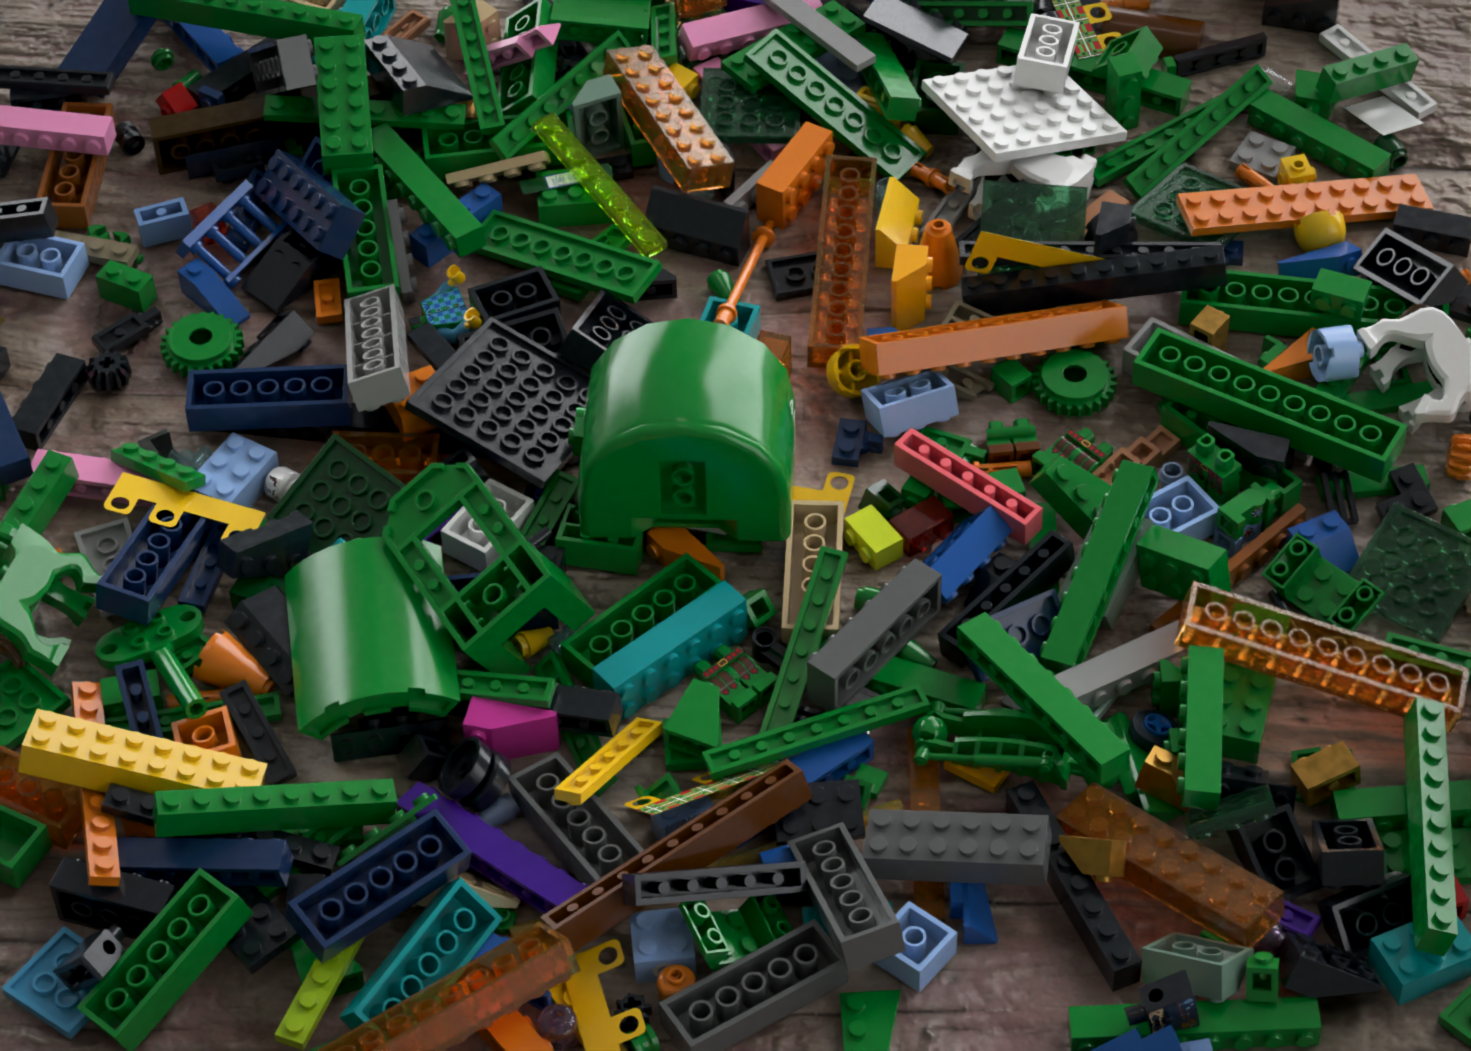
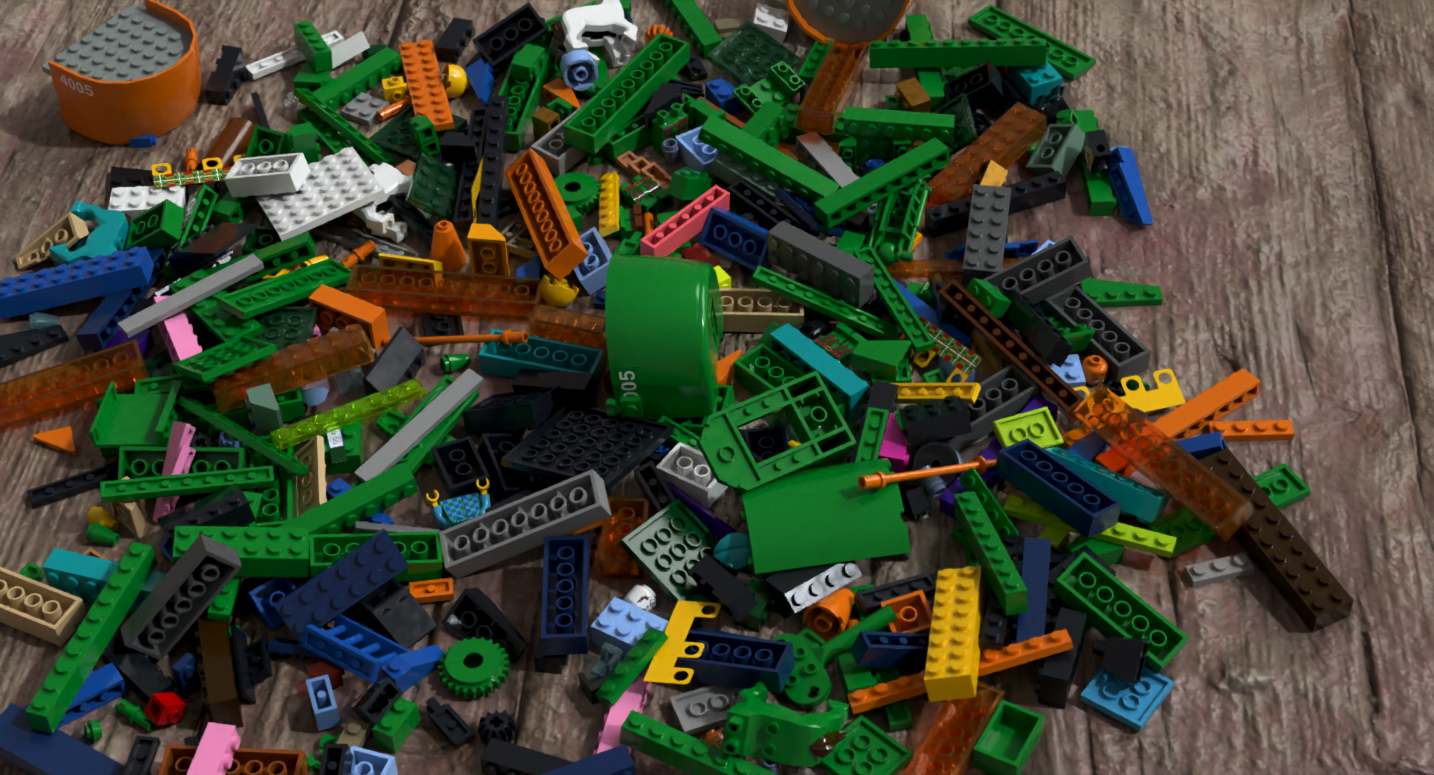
camera: 90 degrees left, 5 degrees down
(155, 261) = (373, 703): none -> black torso
(375, 665) = (880, 480): none -> orange bar
(432, 764) = (934, 485): none -> sand blue cone
(514, 874) = (1034, 425): none -> lime tile
(524, 753) = (935, 420): none -> black brick
(576, 251) = (420, 426): none -> light grey tile
(667, 50) = (224, 358): none -> green plate
(790, 830) = (989, 297): none -> green brick
(1031, 414) = (609, 204): none -> yellow plate
(1153, 198) = (424, 135): none -> green hips

